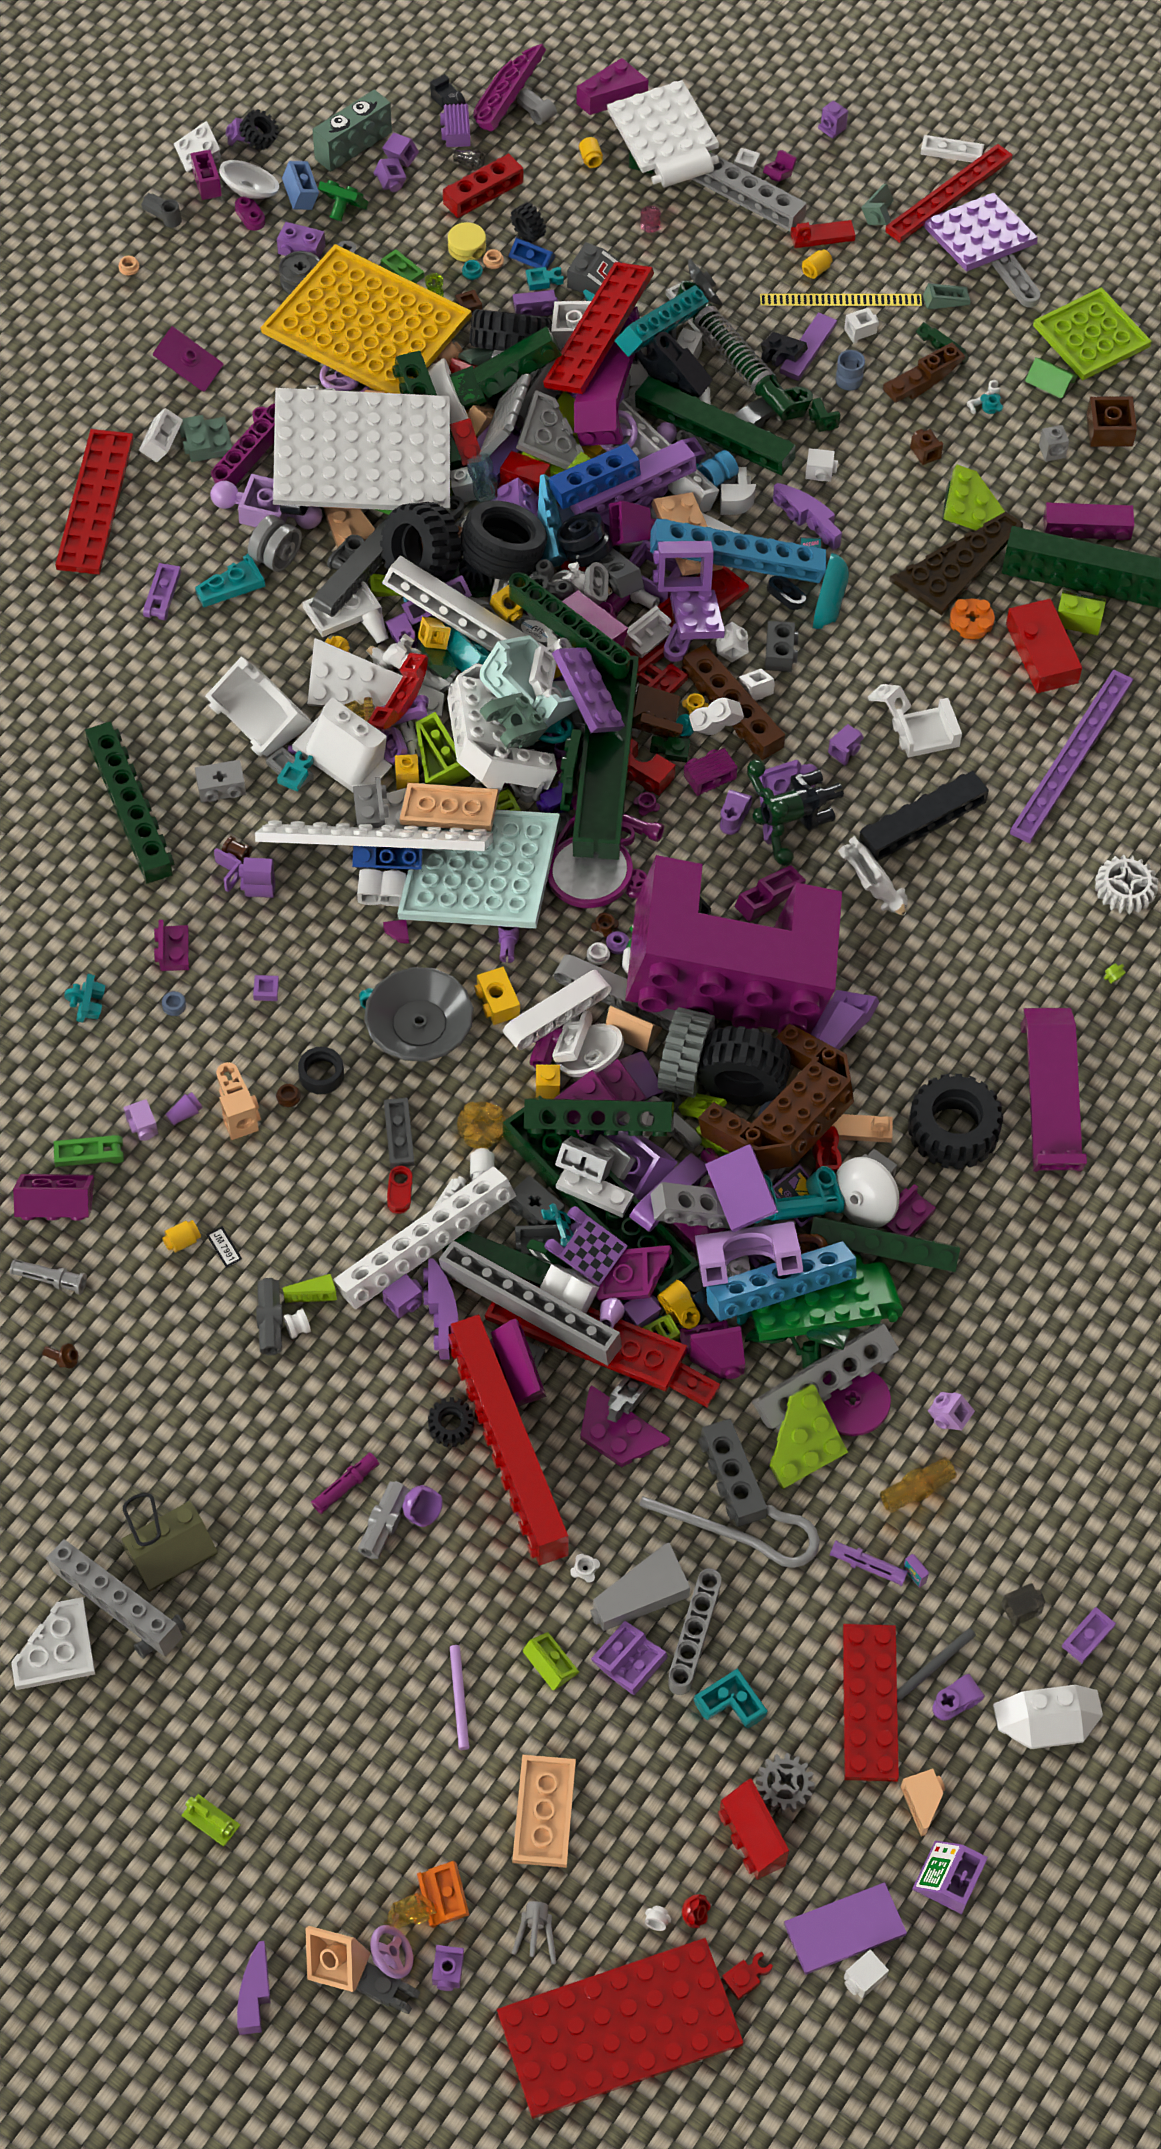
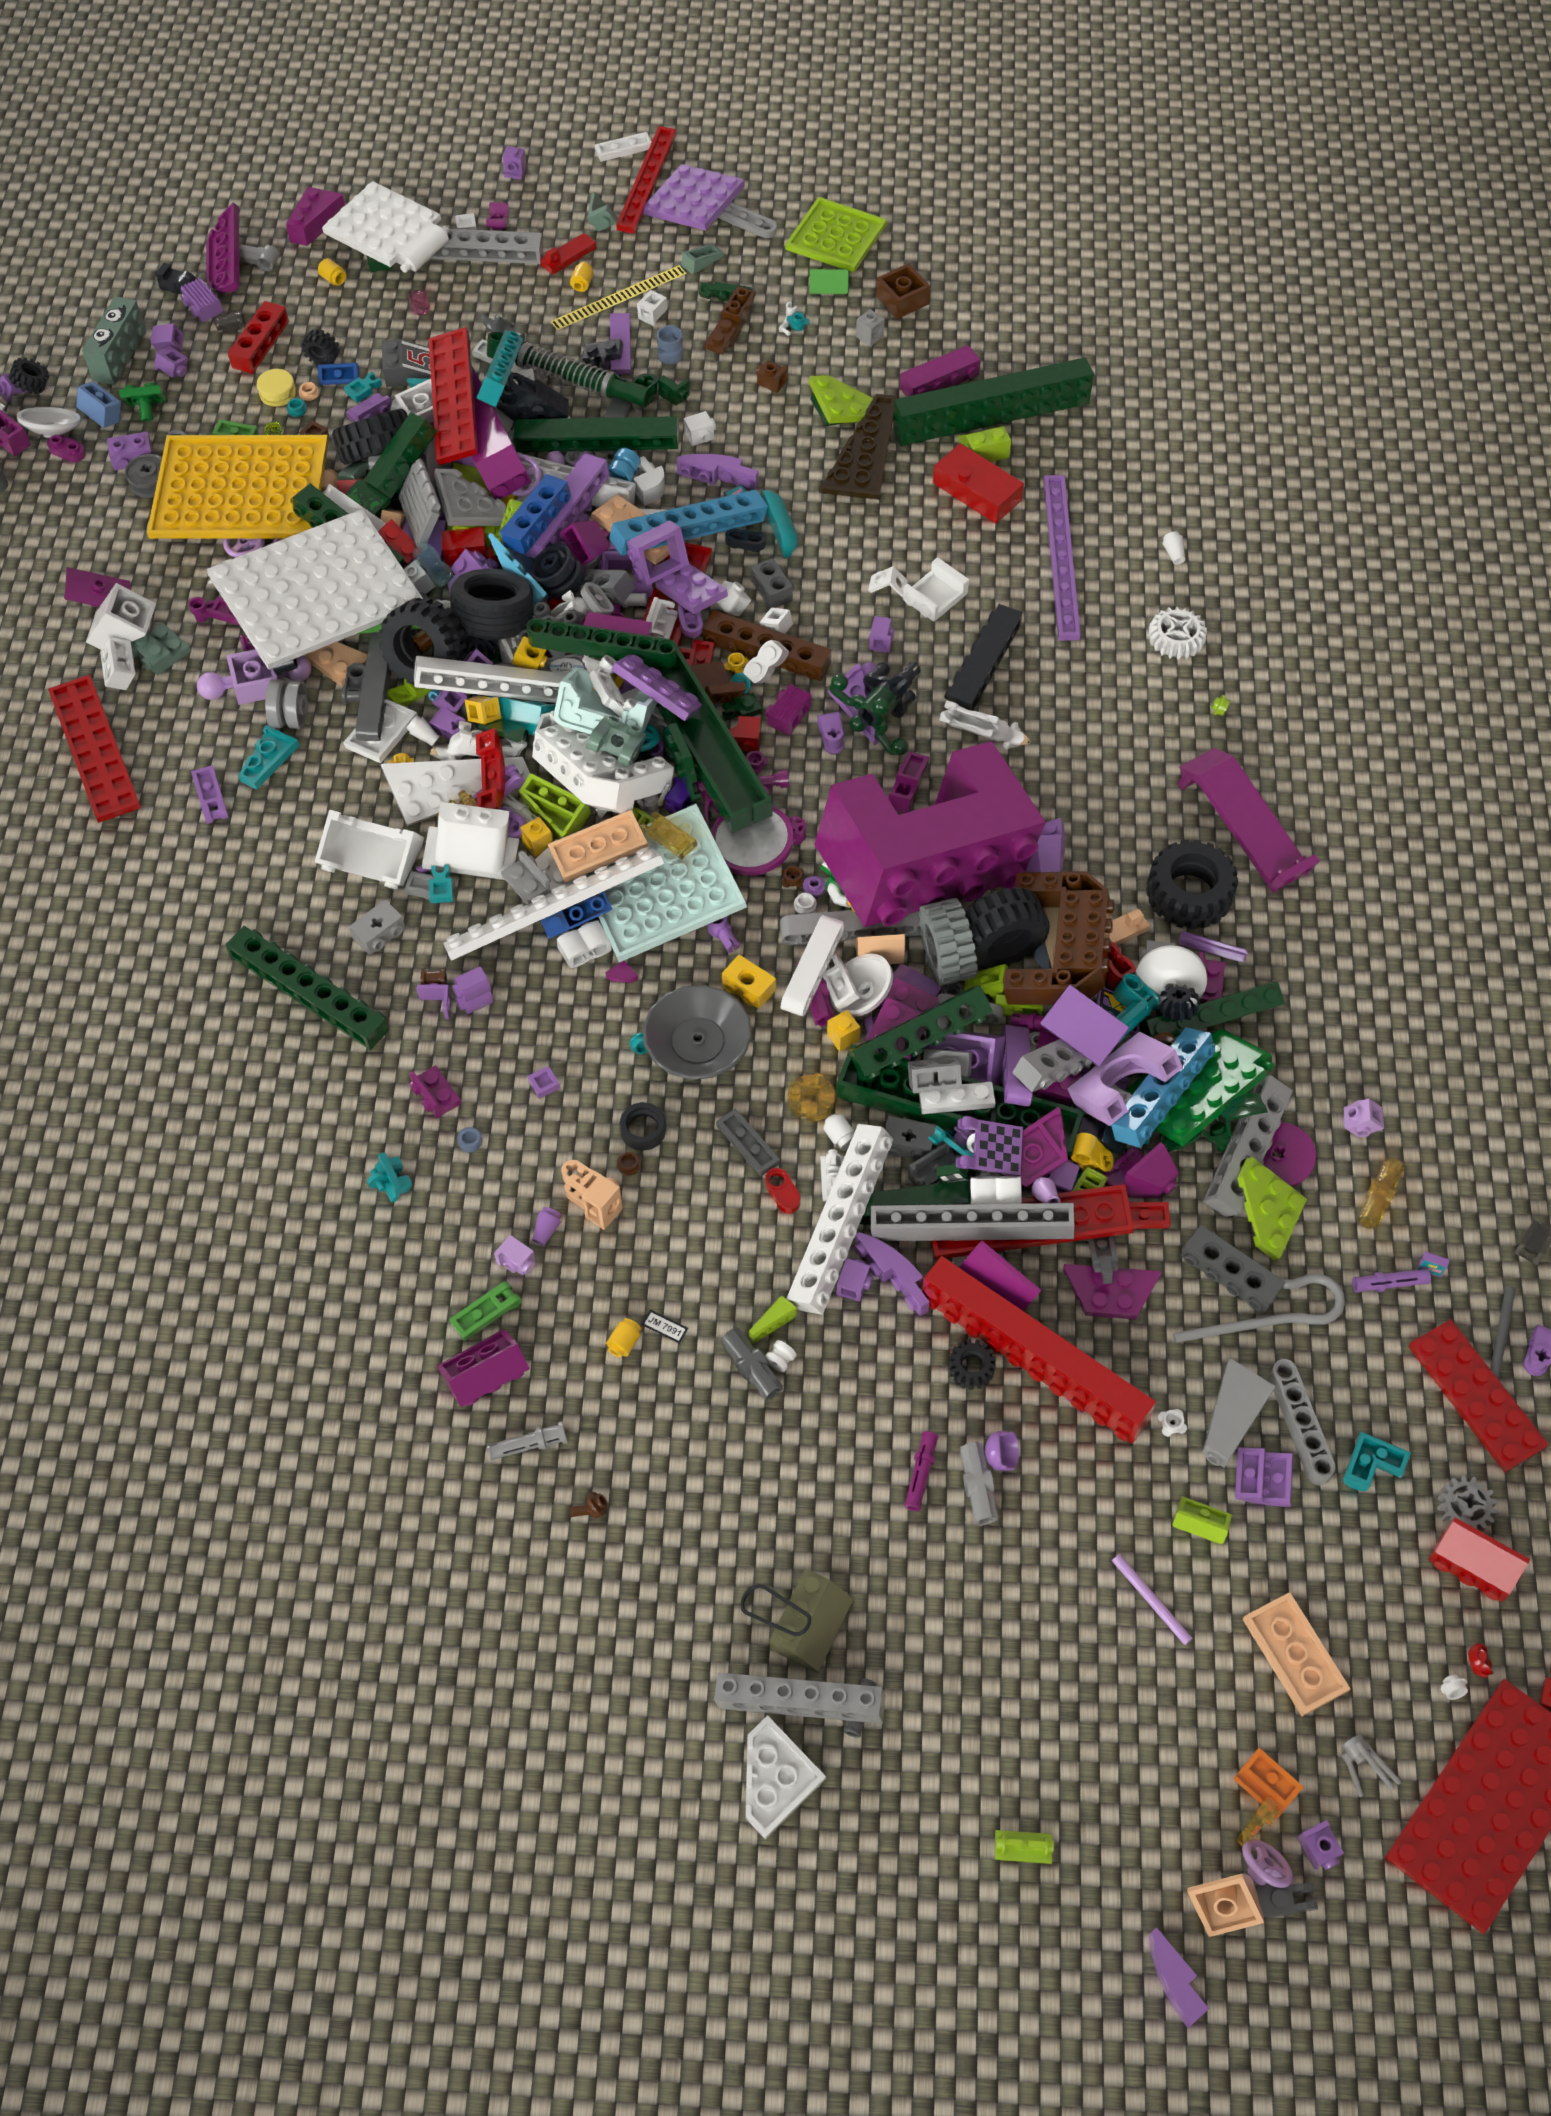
camera: 30 degrees left, 0 degrees up
(188, 395) = (121, 616): none -> white slope
(247, 449) = (209, 624): magenta beam -> none
(515, 830) = (669, 836): none -> clear yellow hinge
(849, 1216) = (1179, 1003): none -> black gear
(941, 1193) = (1212, 946): none -> medium lavender axle
(977, 608) = (908, 481): orange plate -> none

